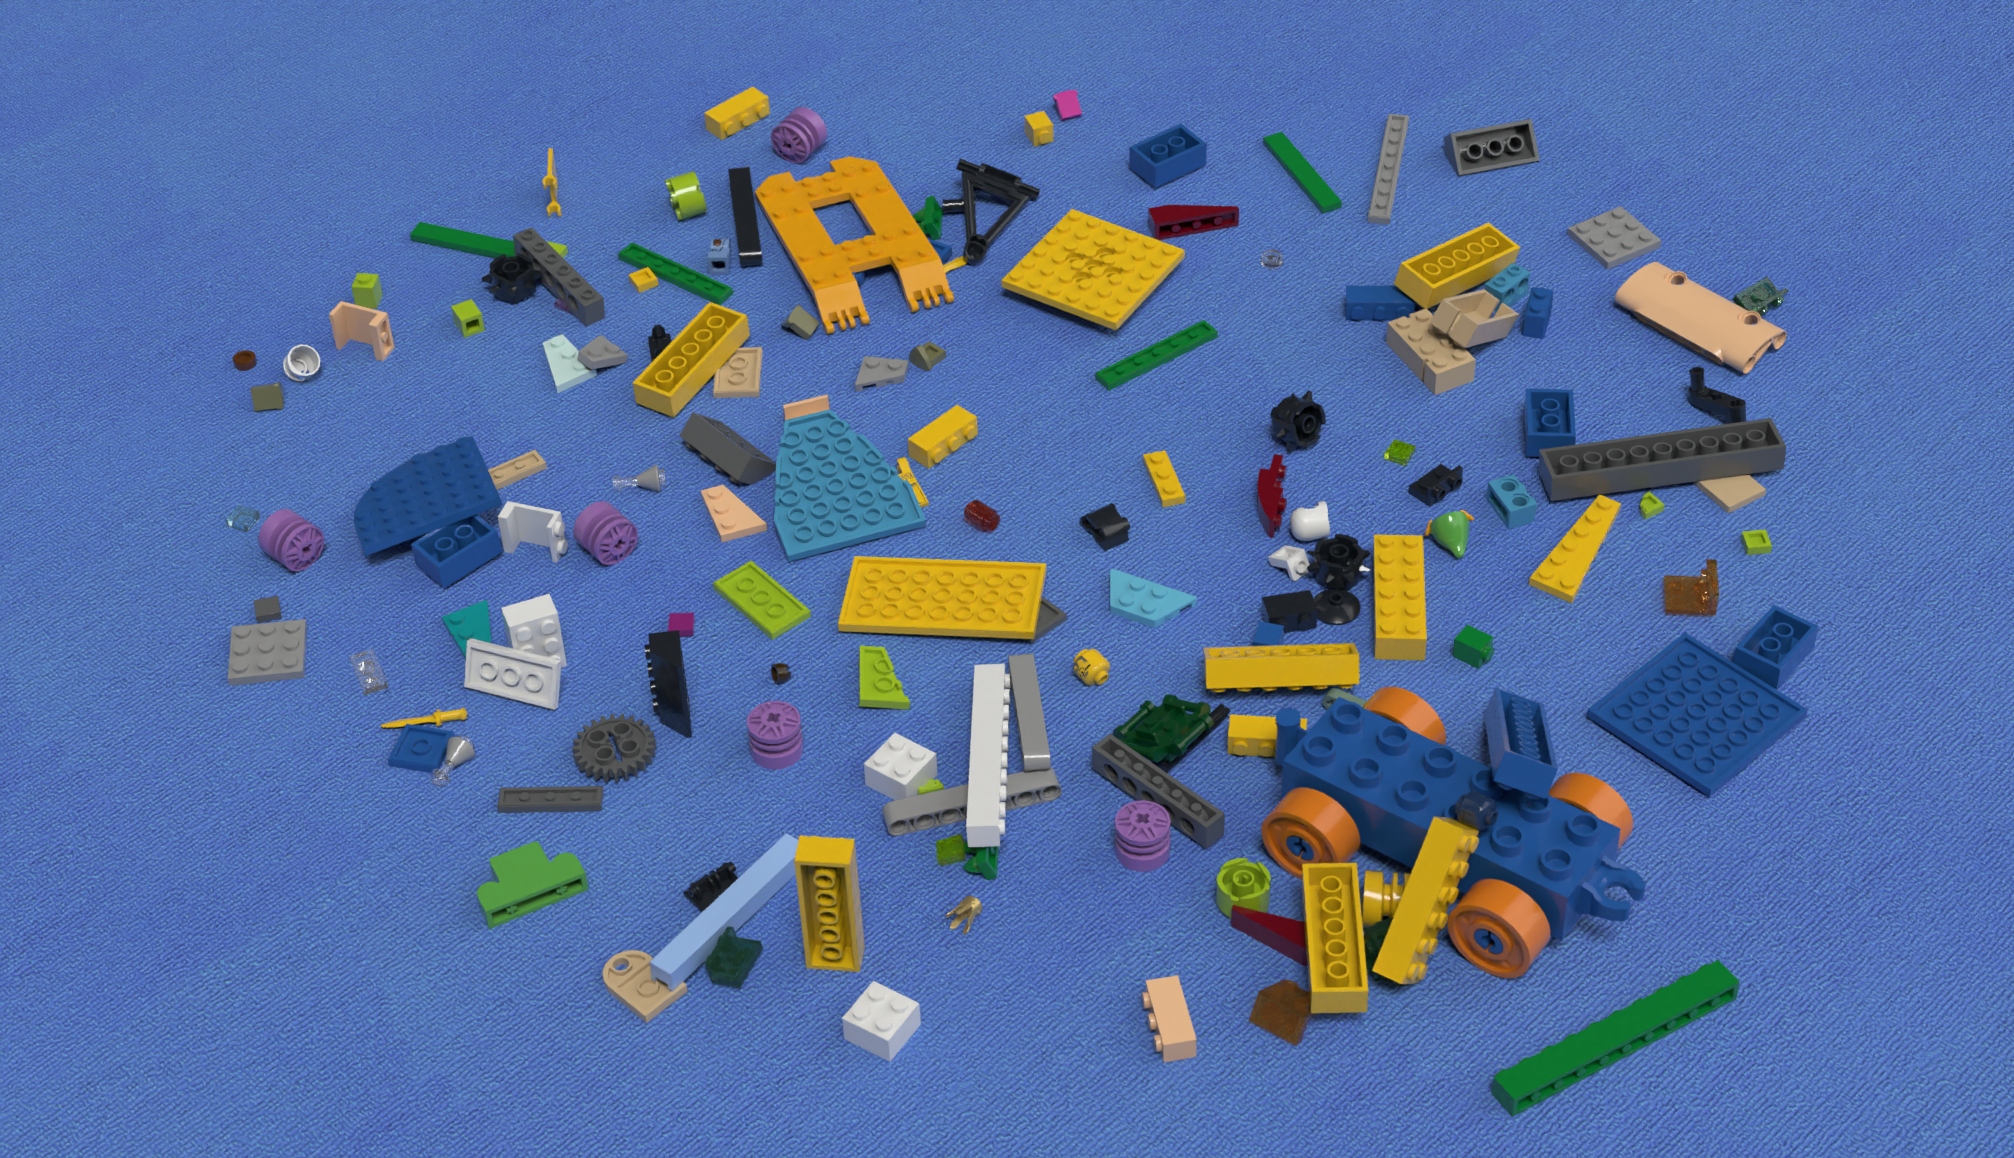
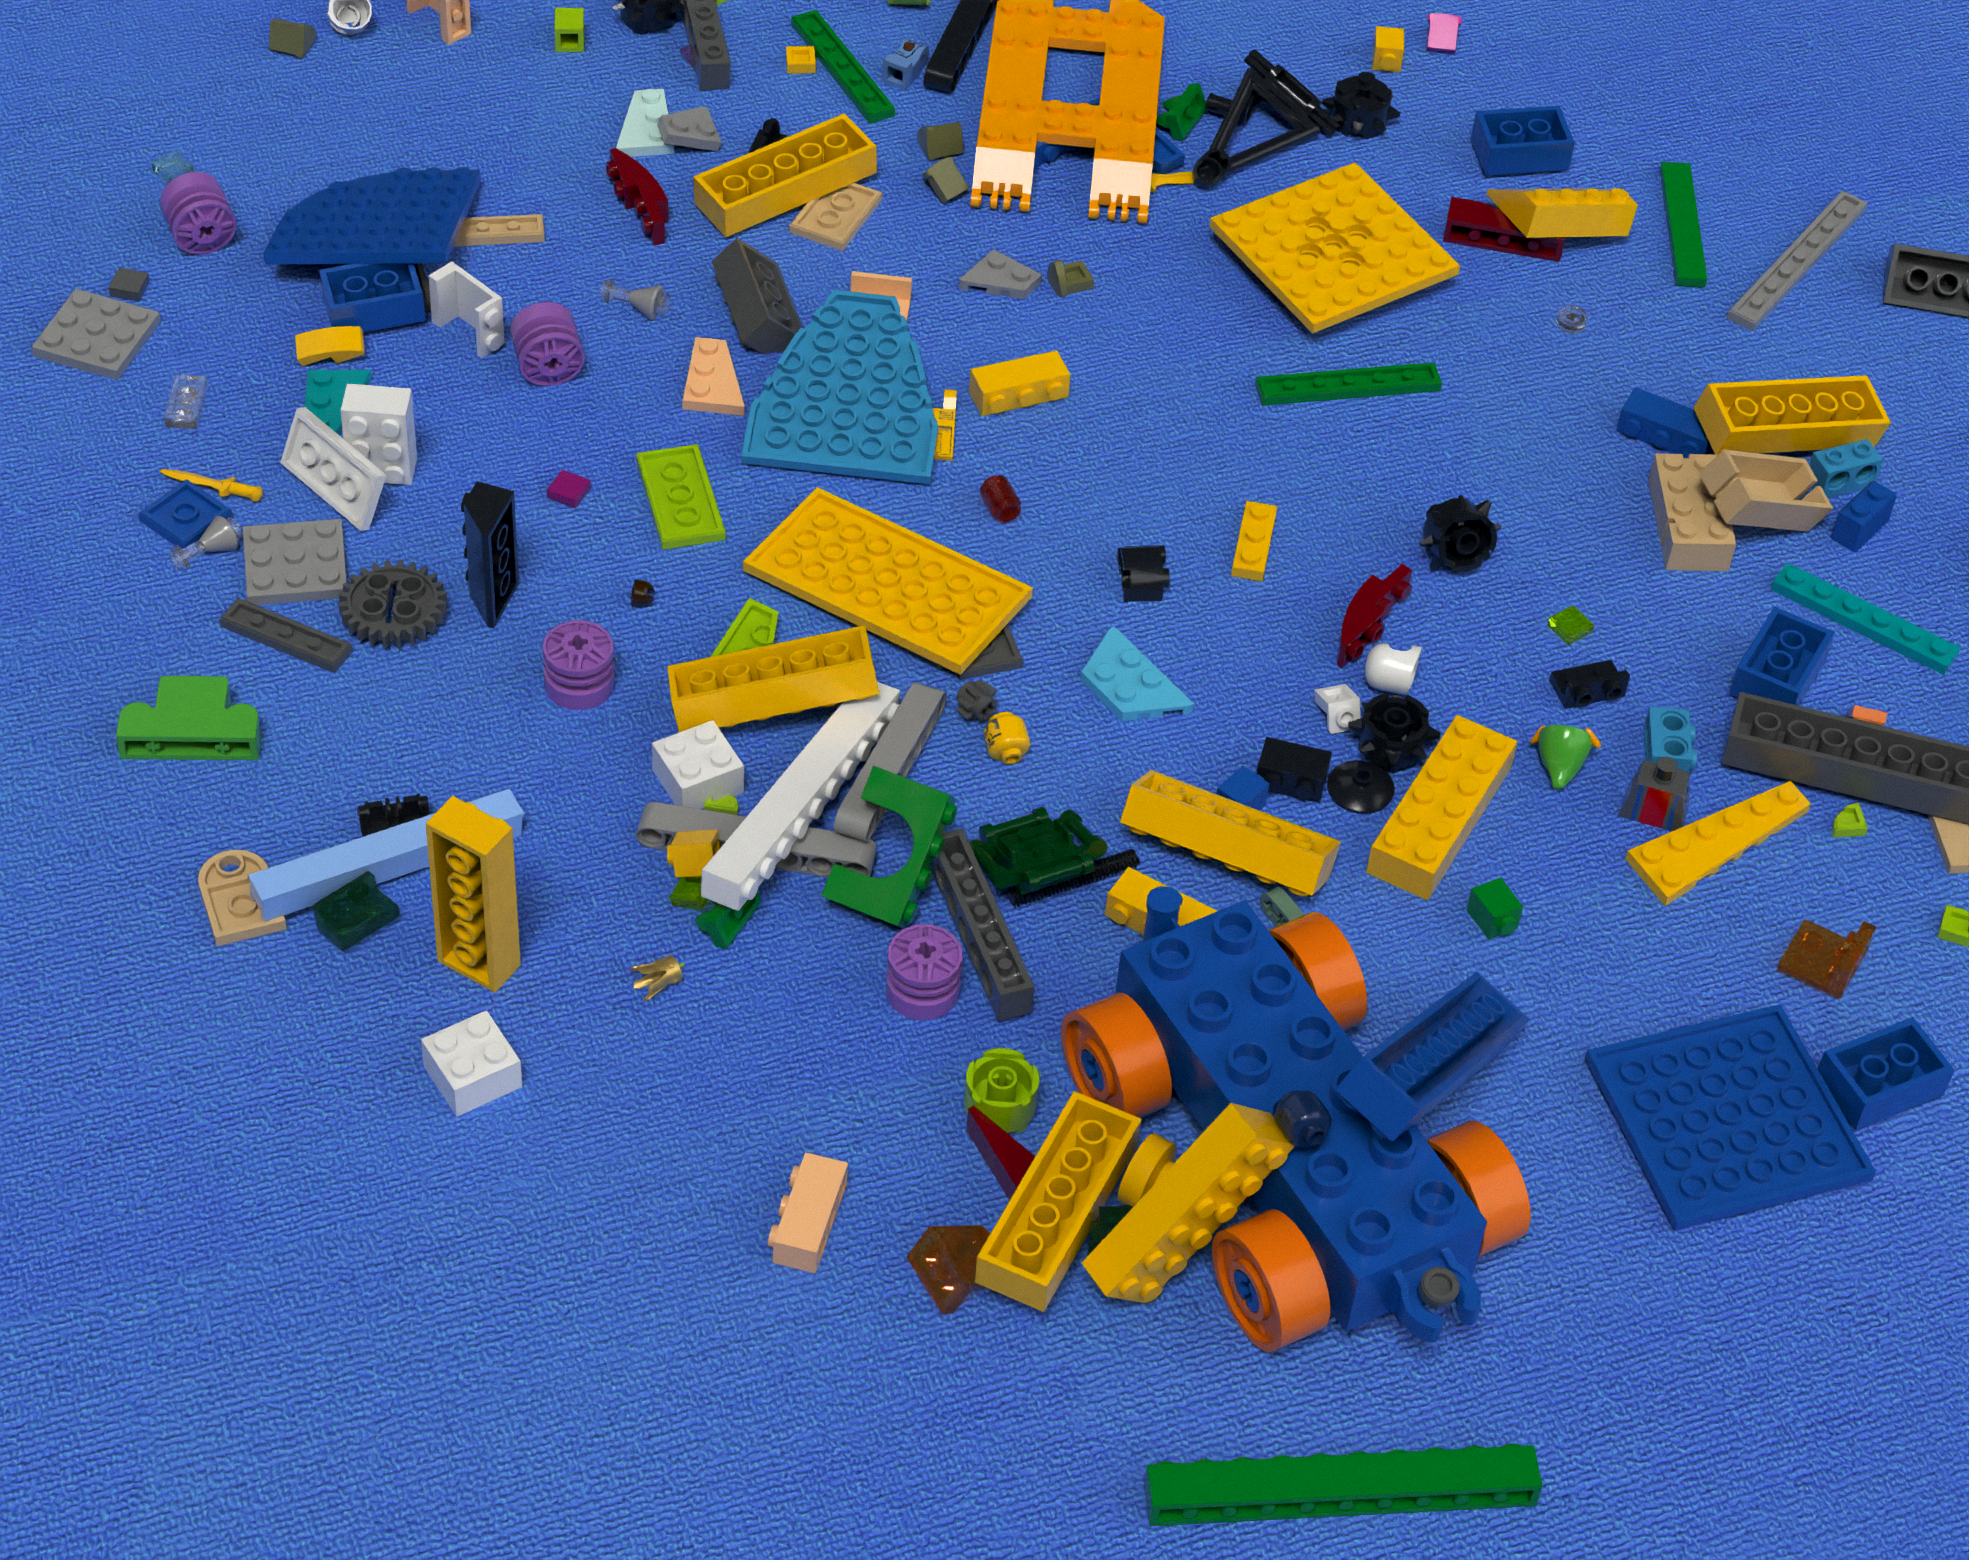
camera: 20 degrees right, 5 degrees up
(449, 590) = (335, 342): none -> yellow slope
(522, 748) = (294, 561): none -> light grey plate
(593, 407) = (639, 191): none -> dark red slope
(779, 297) = (941, 140): none -> olive tile
(919, 689) = (773, 679): none -> yellow brick
(939, 823) = (692, 851): none -> yellow brick
(1048, 171) = (1361, 105): none -> black brick
(1056, 651) = (976, 700): none -> dark grey gear
(1087, 730) = (895, 896): none -> green arch
(1228, 189) = (1567, 211): none -> yellow slope
(1527, 535) = (1658, 795): none -> dark grey torso
(1577, 376) = (1865, 618): none -> teal plate
(1615, 882) = (1438, 1287): none -> dark grey tile
(1623, 433) = (1867, 715): none -> orange tile

